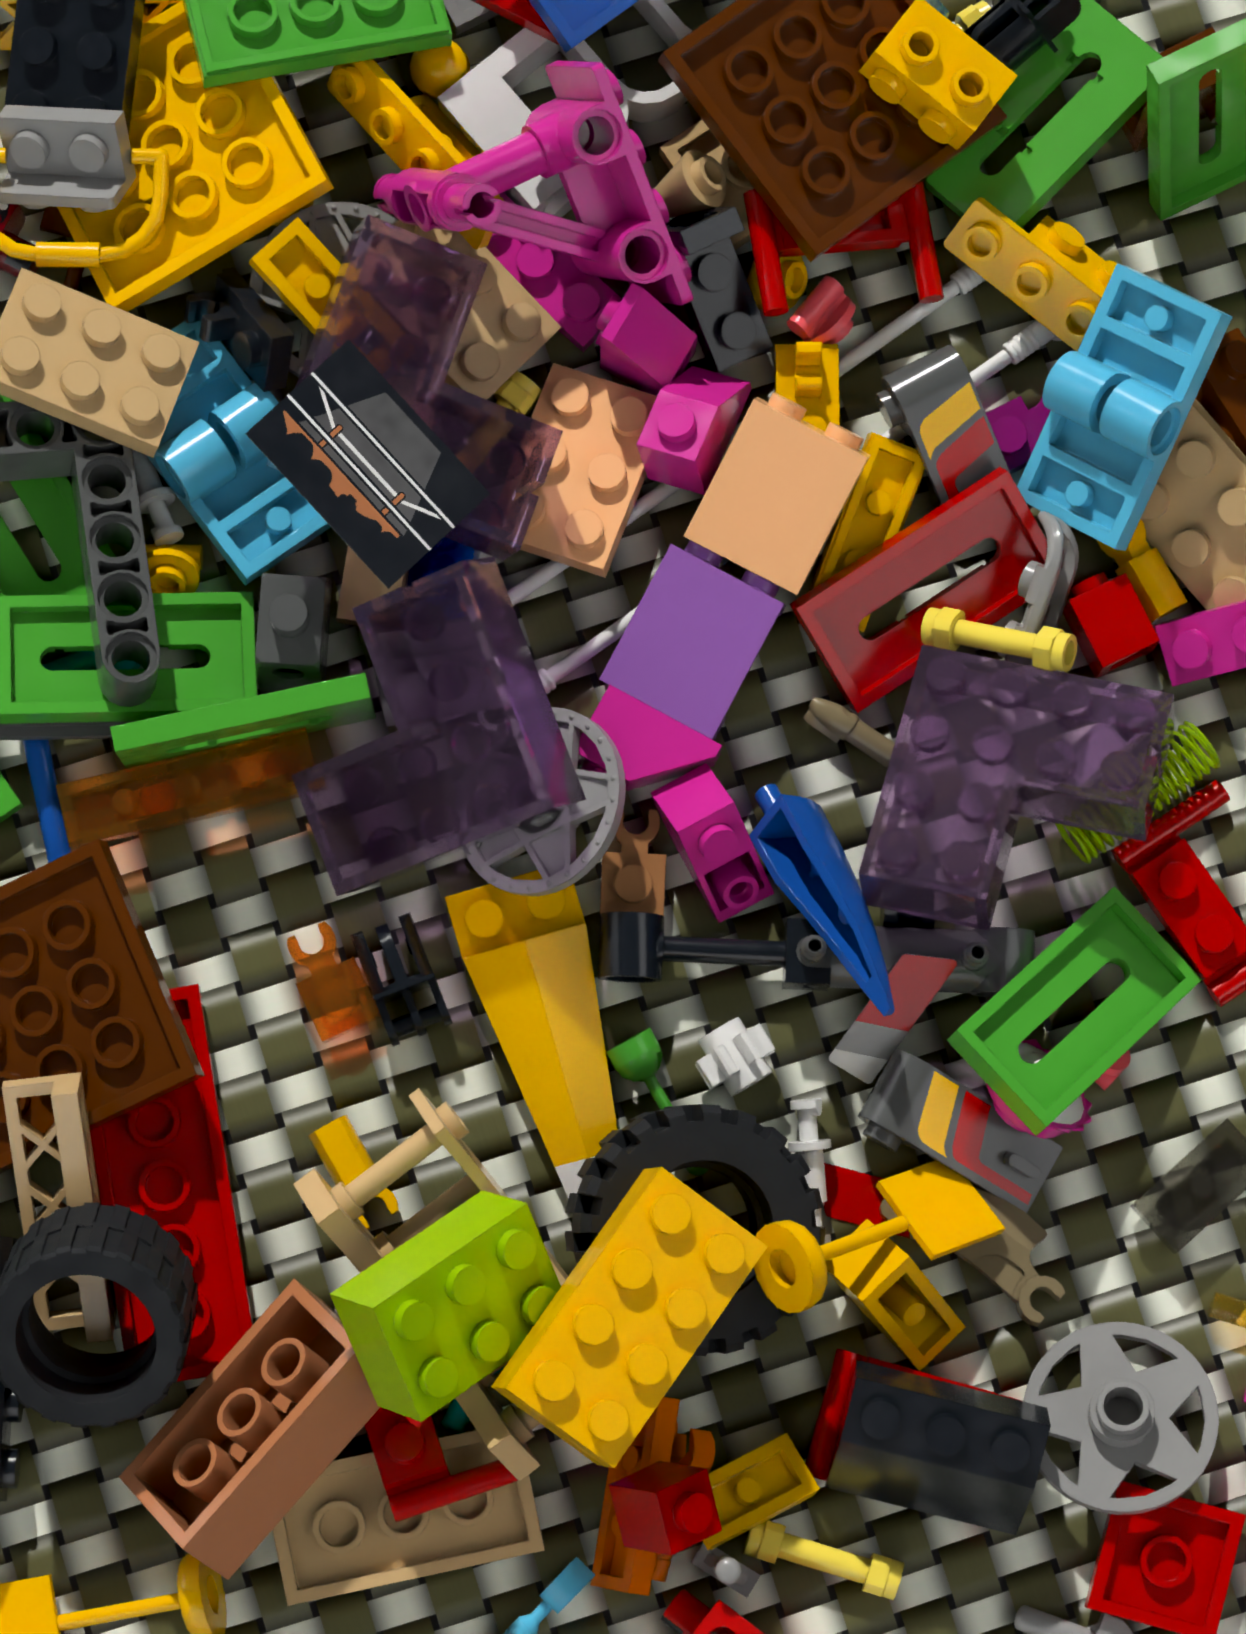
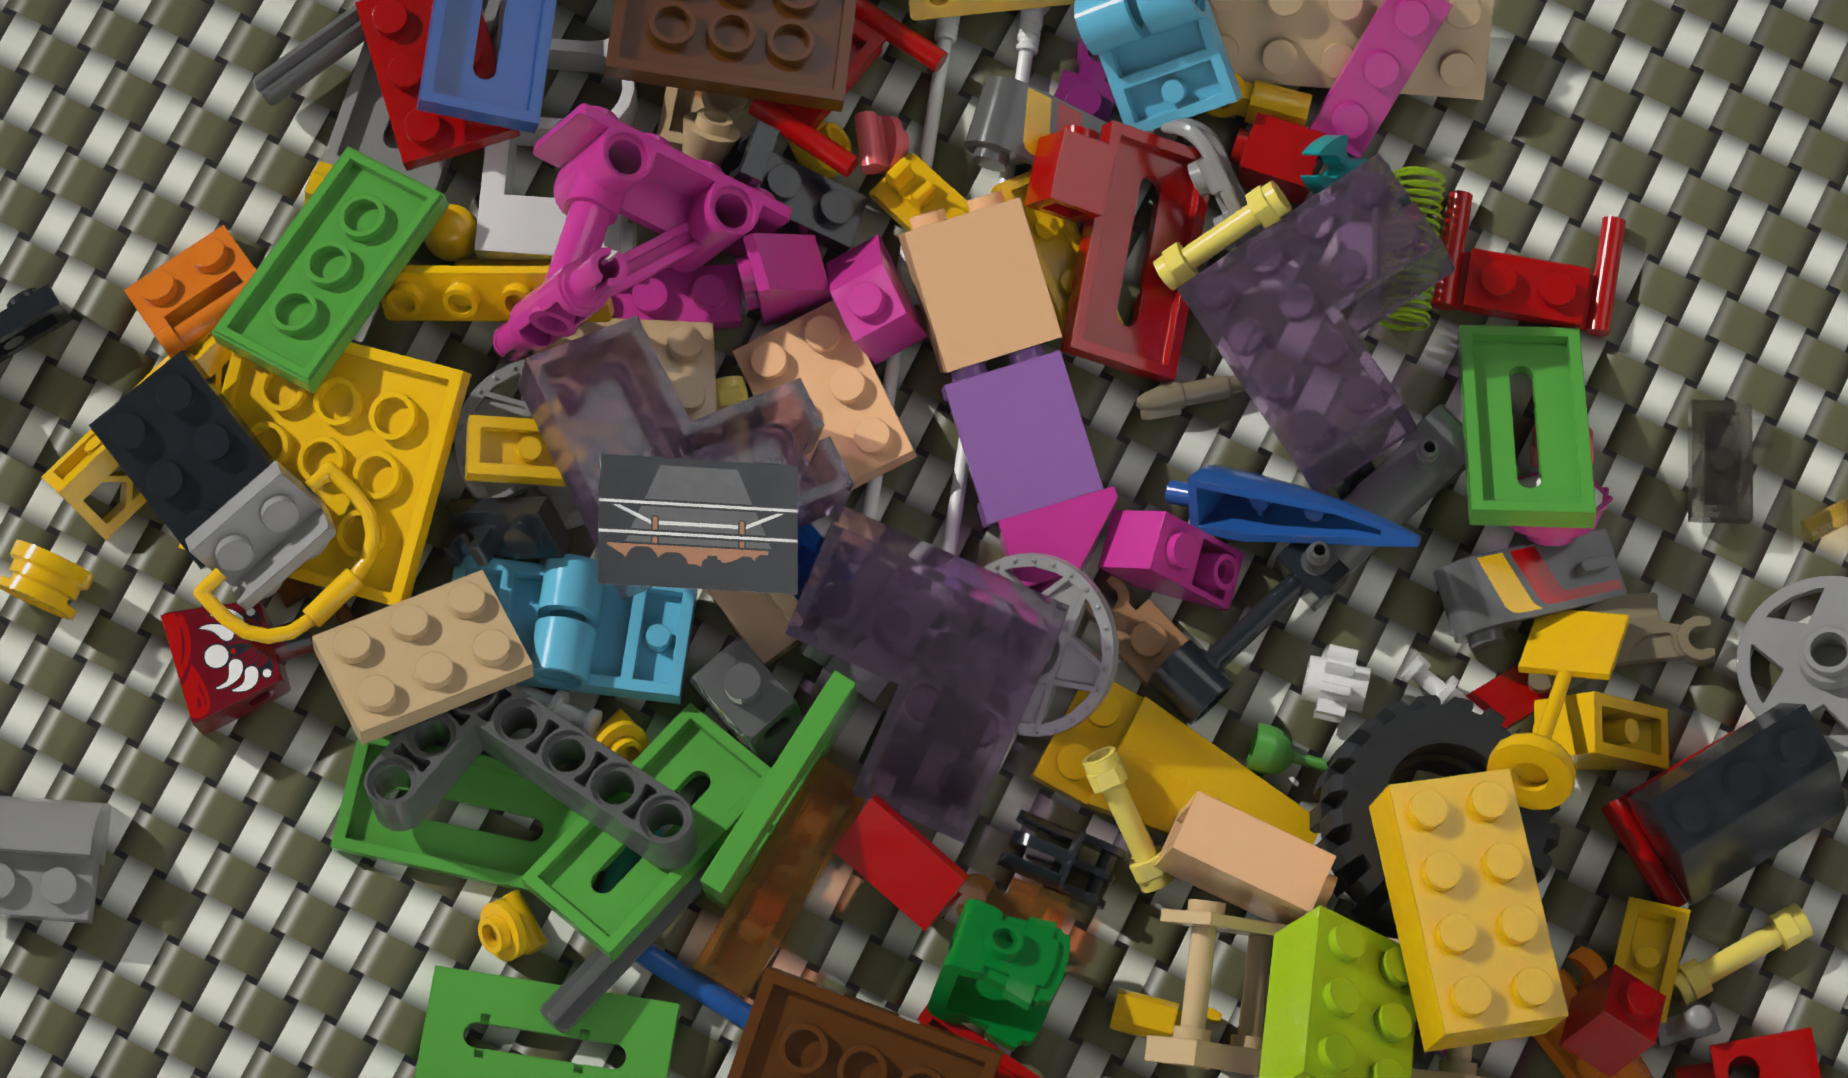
camera: 40 degrees left, 5 degrees down
(263, 1016) = (1000, 974): none -> green piece
(276, 864) = (901, 863): none -> red panel
(461, 1047) = (1108, 776): none -> light yellow bar
(520, 1119) = (1246, 861): none -> light nougat brick
(874, 1036) = (1409, 567): sticker -> none
(932, 479) = (1071, 174): none -> red brick
(1150, 659) = (1333, 153): none -> teal bar

